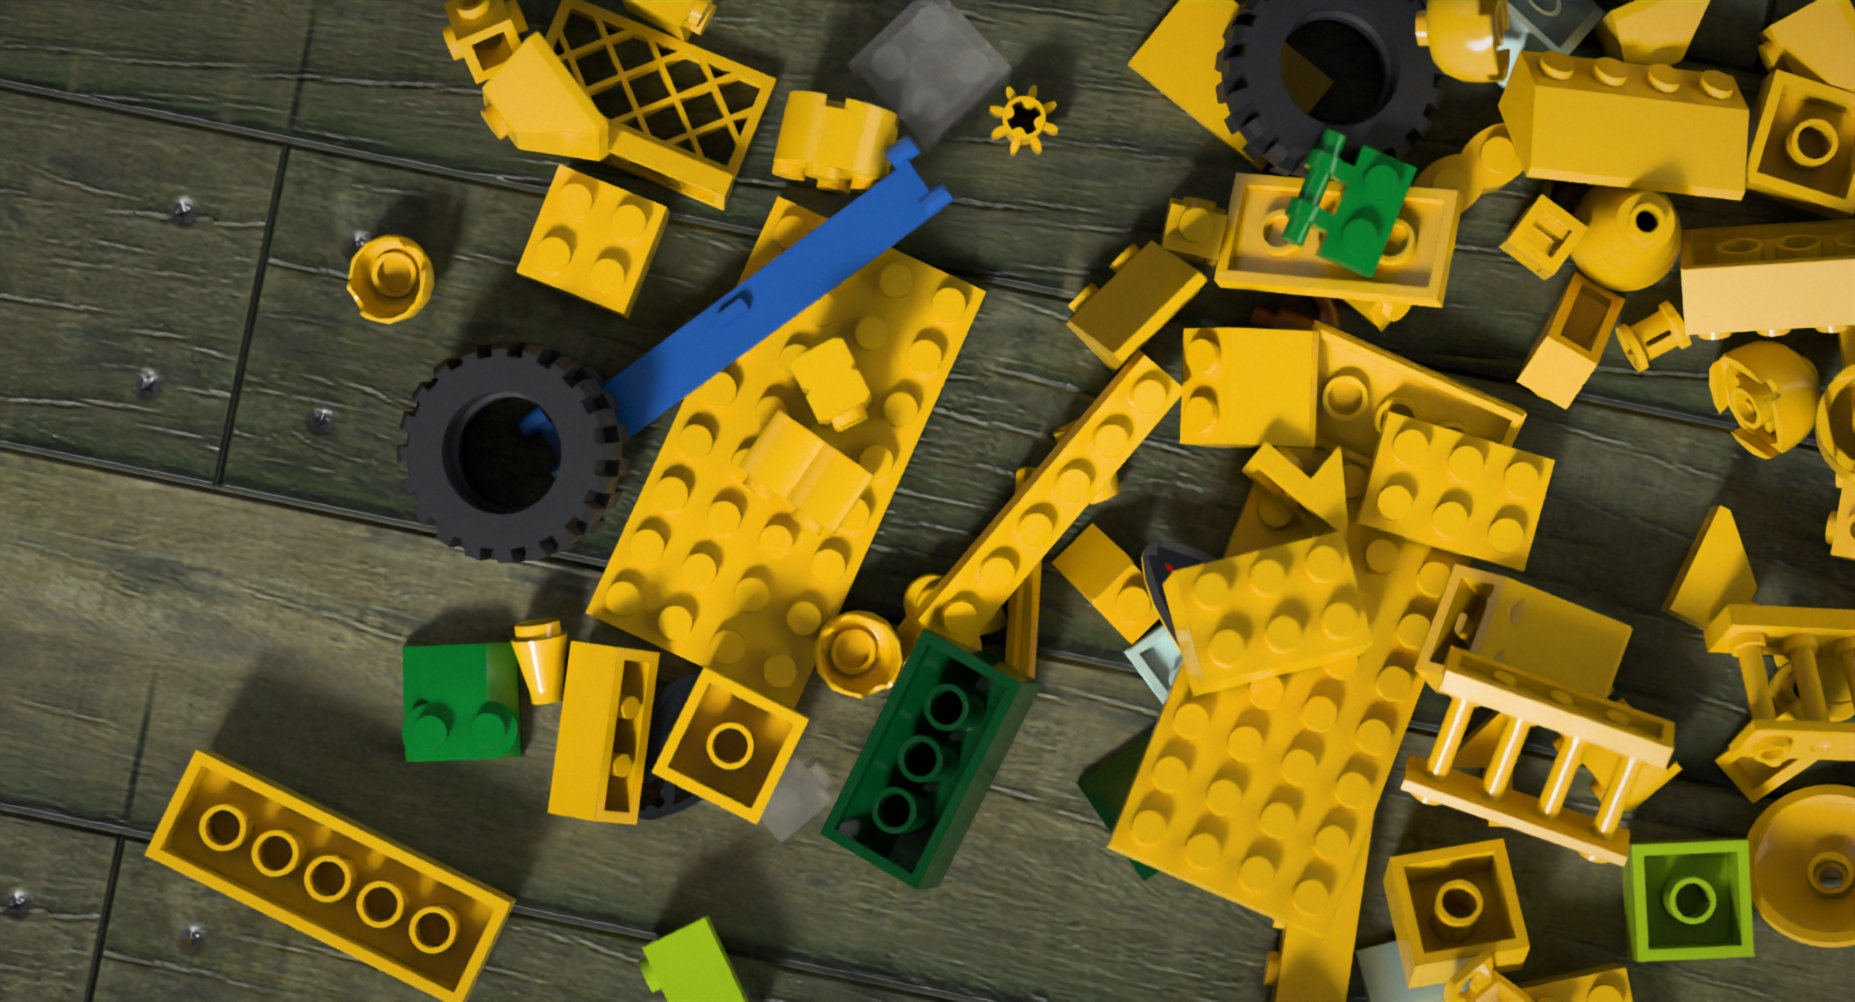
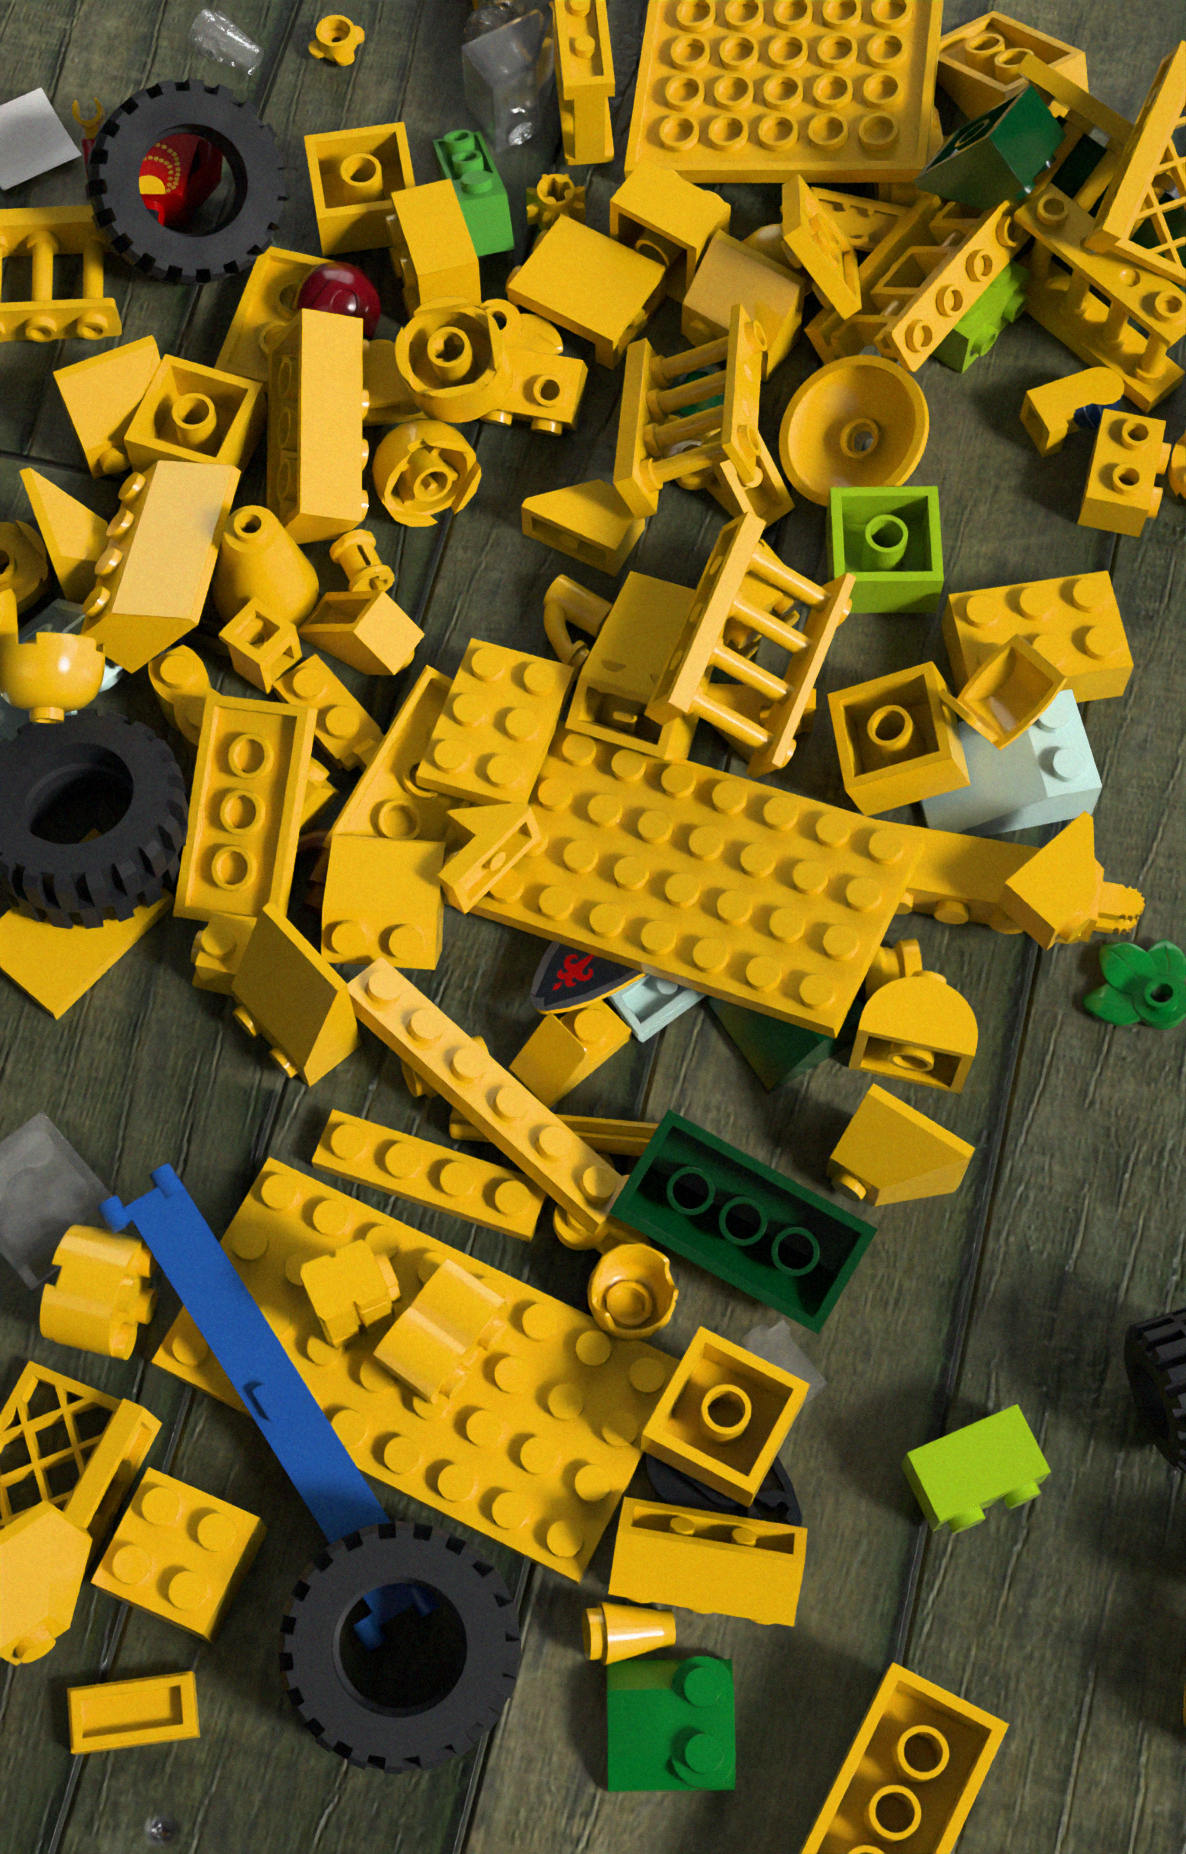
camera: 85 degrees left, 20 degrees down
(390, 278) = (199, 1785): yellow hair -> none
(456, 210) = (133, 1713): none -> yellow tile
(976, 449) = (430, 1175): none -> yellow plate
(1002, 903) = (895, 1154): none -> yellow slope
(1029, 105) = (90, 1098): yellow gear -> none
(1130, 931) = (917, 1033): none -> yellow brick
(1207, 912) = (891, 965): none -> yellow wheel
(1267, 613) = (606, 877): yellow brick -> none
(1364, 210) = (213, 771): green plate -> none
(1476, 316) = (341, 723): none -> yellow hinge
(1611, 578) = (580, 607): none -> yellow plant

